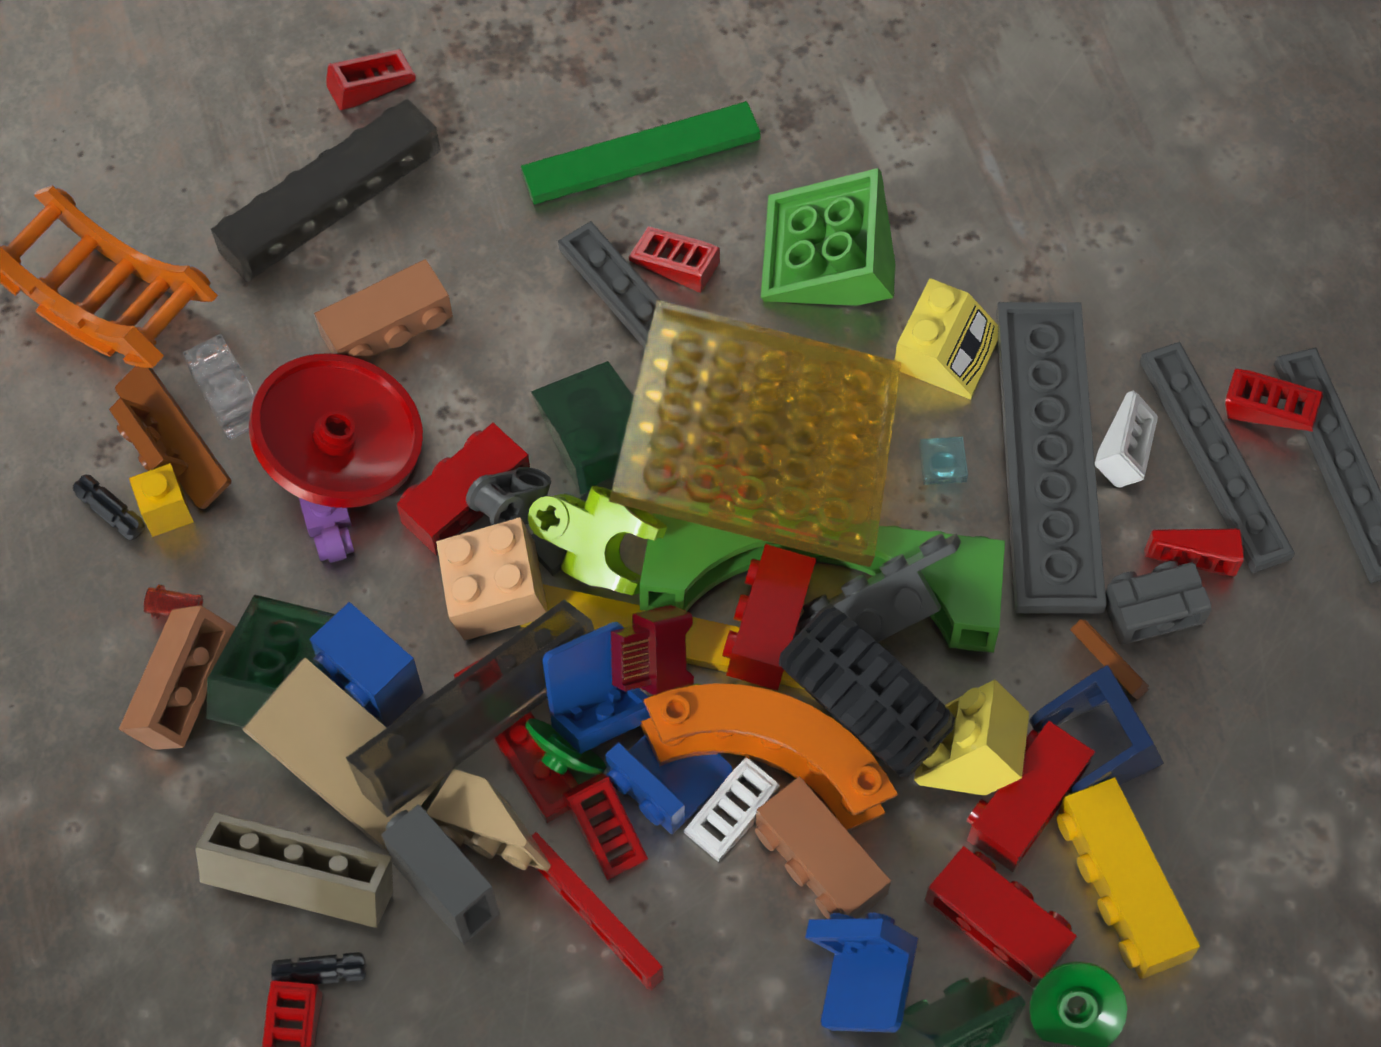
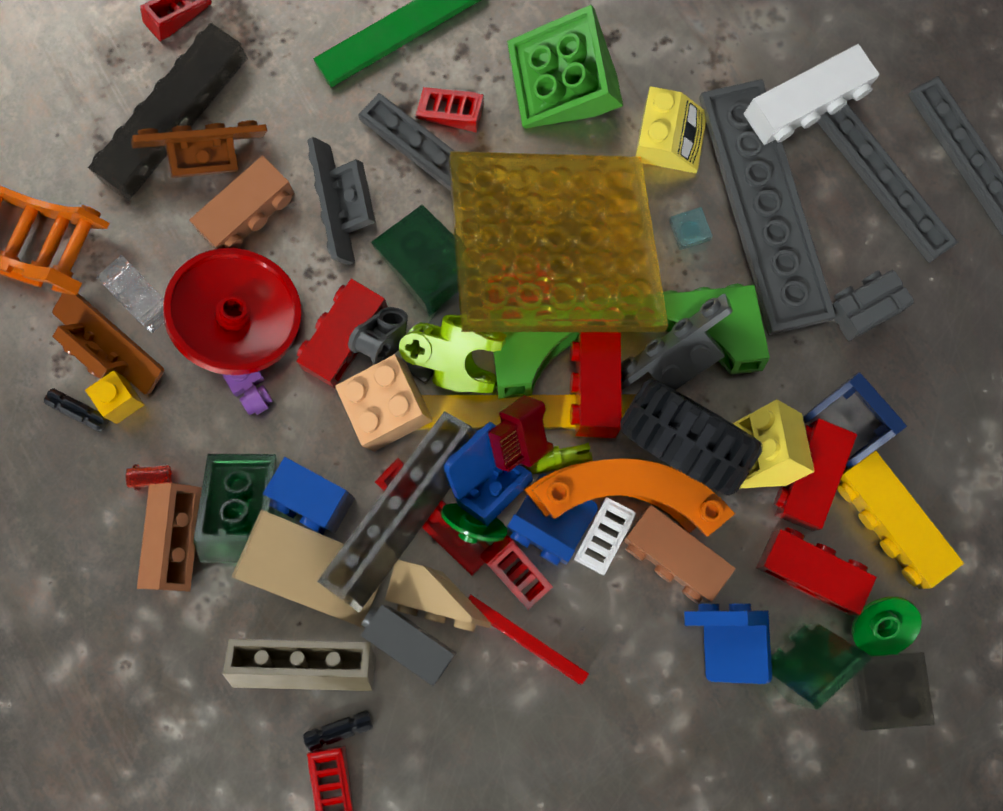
camera: 15 degrees left, 15 degrees up
(353, 238) = (202, 150): none -> dark orange bracket
(509, 332) = (342, 198): none -> dark grey bracket
(1108, 656) = (847, 356): dark orange tile -> none
(1127, 445) = (821, 184): white slope -> none
(1136, 331) = (811, 94): none -> white brick
(1210, 549) = (896, 255): red slope -> none
(1261, 385) = (919, 116): red slope -> none

